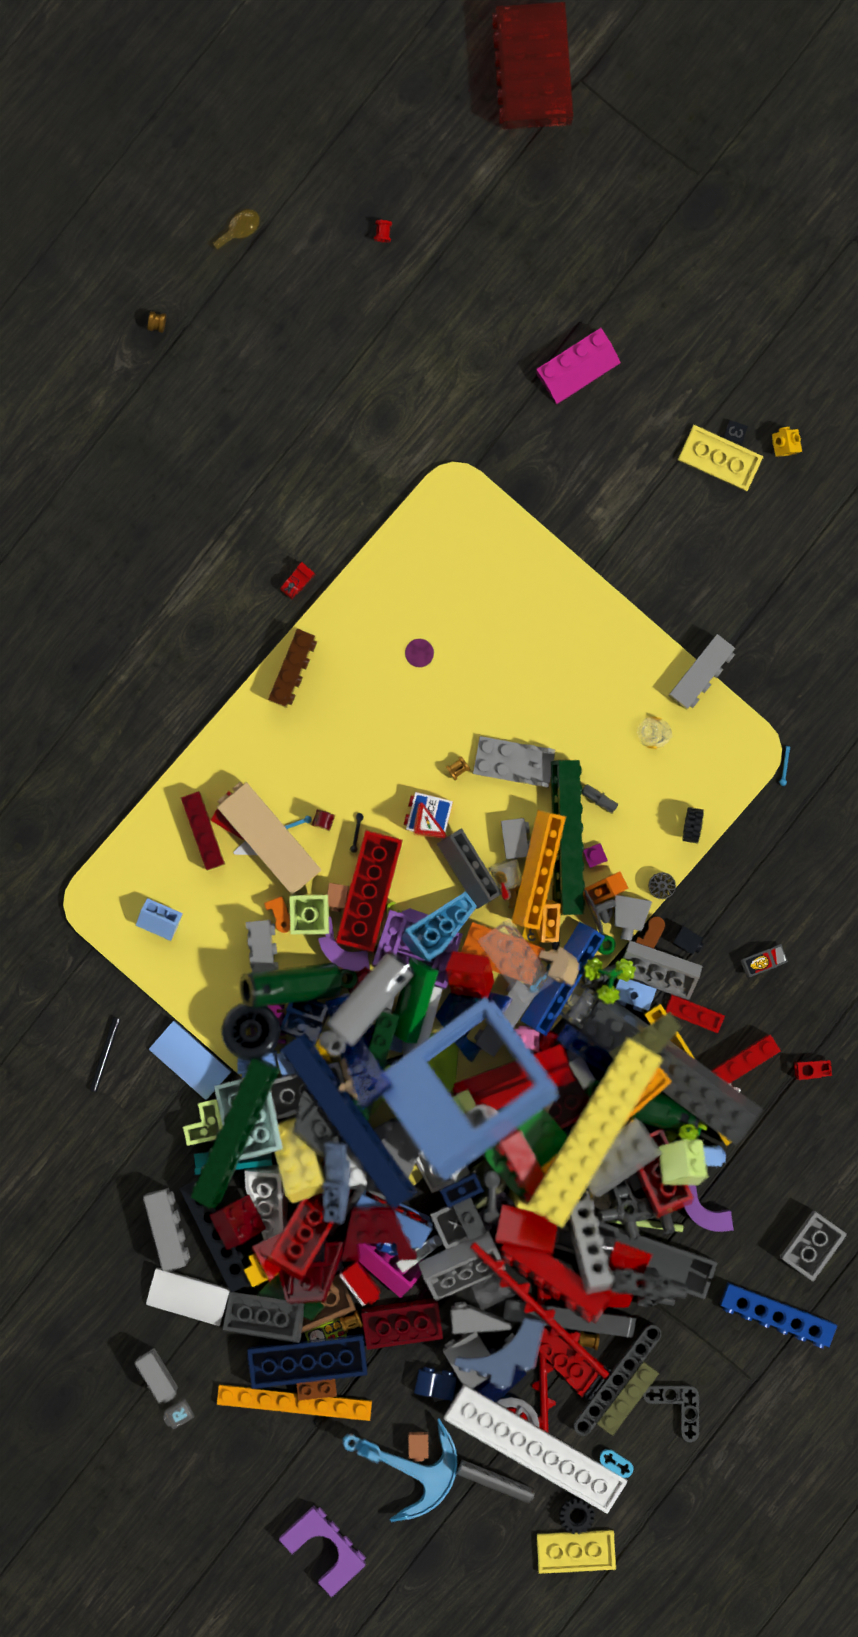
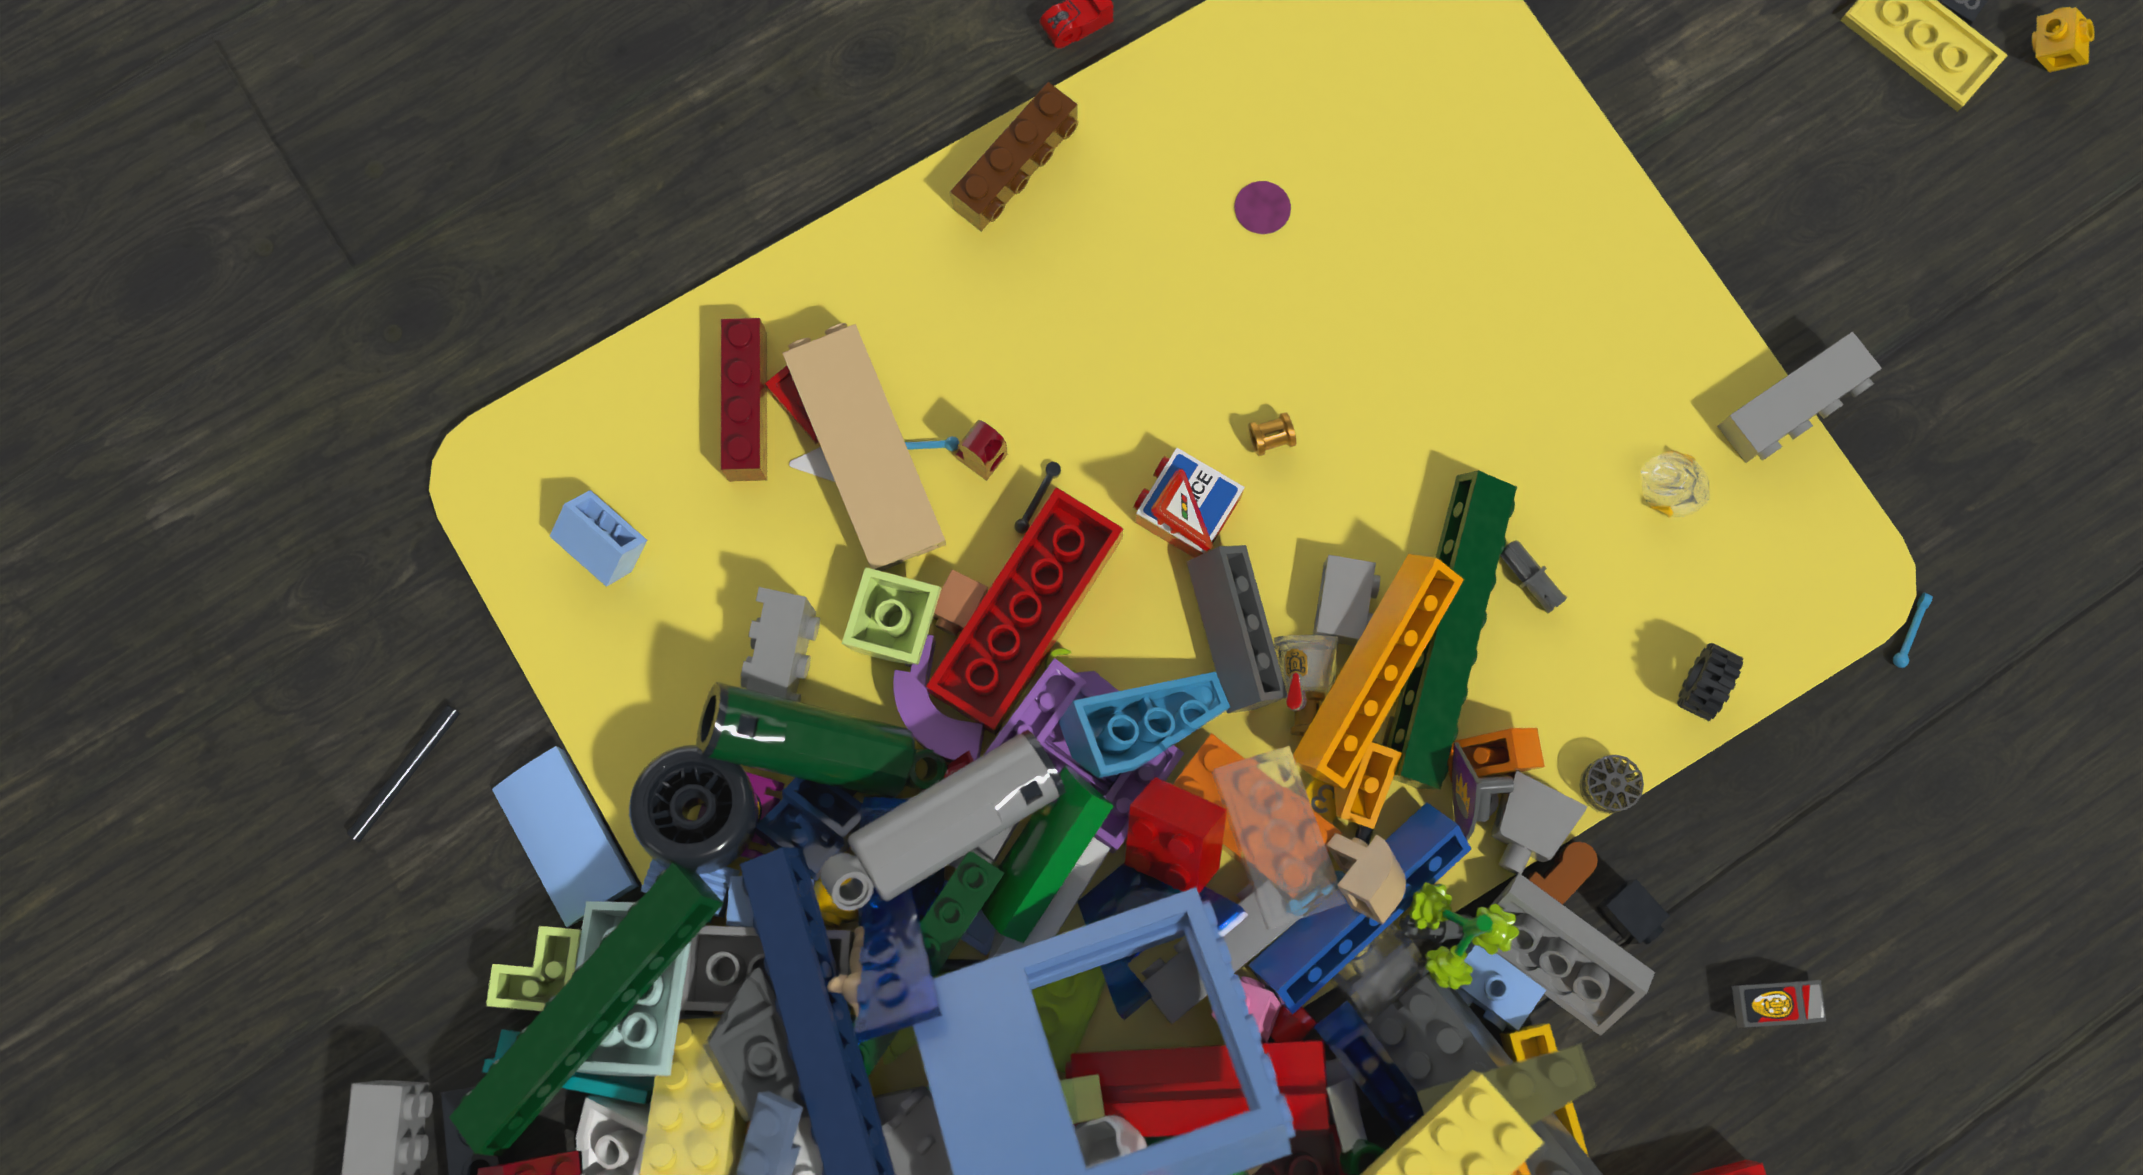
camera: 20 degrees right, 10 degrees down
(280, 912) = (839, 598): orange leg -> none
(514, 762) = (1385, 457): light grey hinge -> none
(595, 855) = (1492, 684): magenta plate -> none
(611, 948) = (1477, 874): green plate -> none
(694, 1013) = (1611, 1070): red tile -> none

